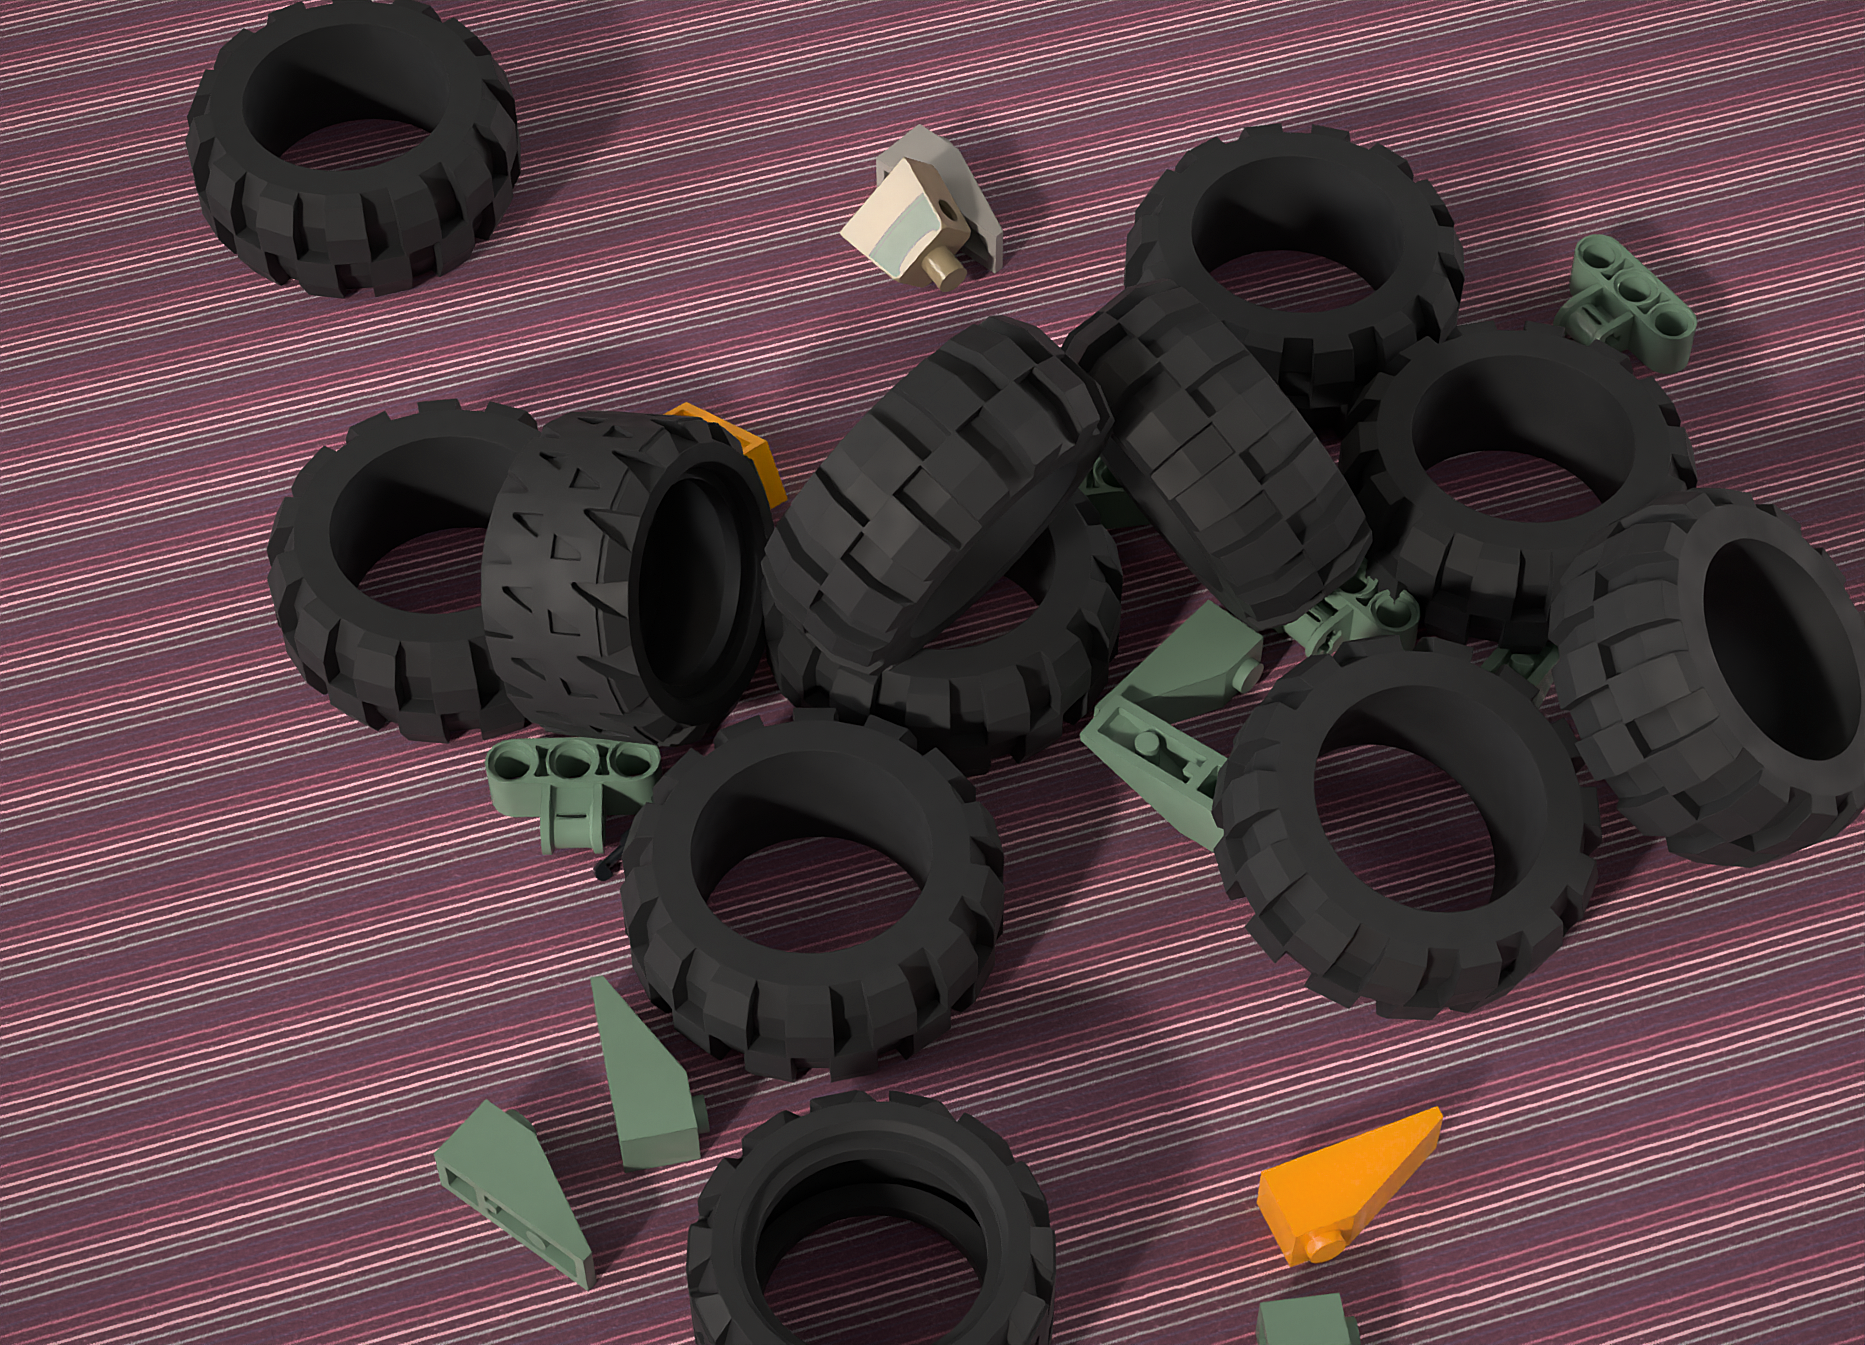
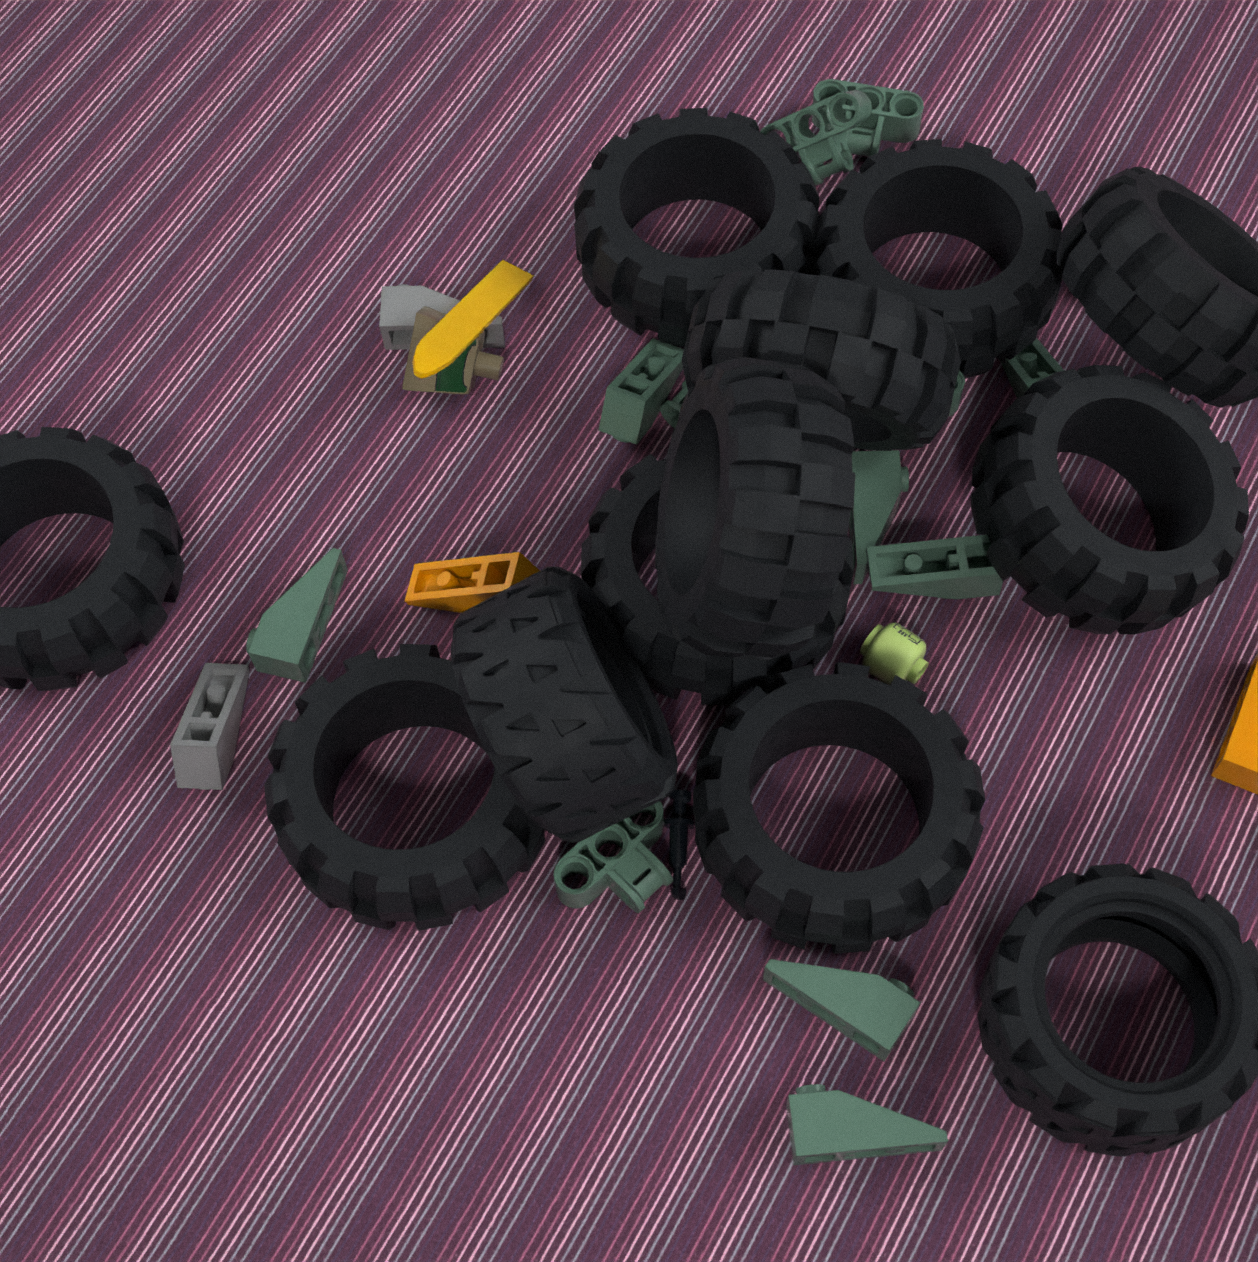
camera: 40 degrees left, 10 degrees up
(323, 400) = (210, 727): none -> light grey slope
(529, 363) = (296, 623): none -> sand green slope
(960, 201) = (468, 319): none -> yellow piece
(1047, 824) = (894, 652): none -> yellowish green head
(1536, 277) = (830, 140): none -> sand green piece

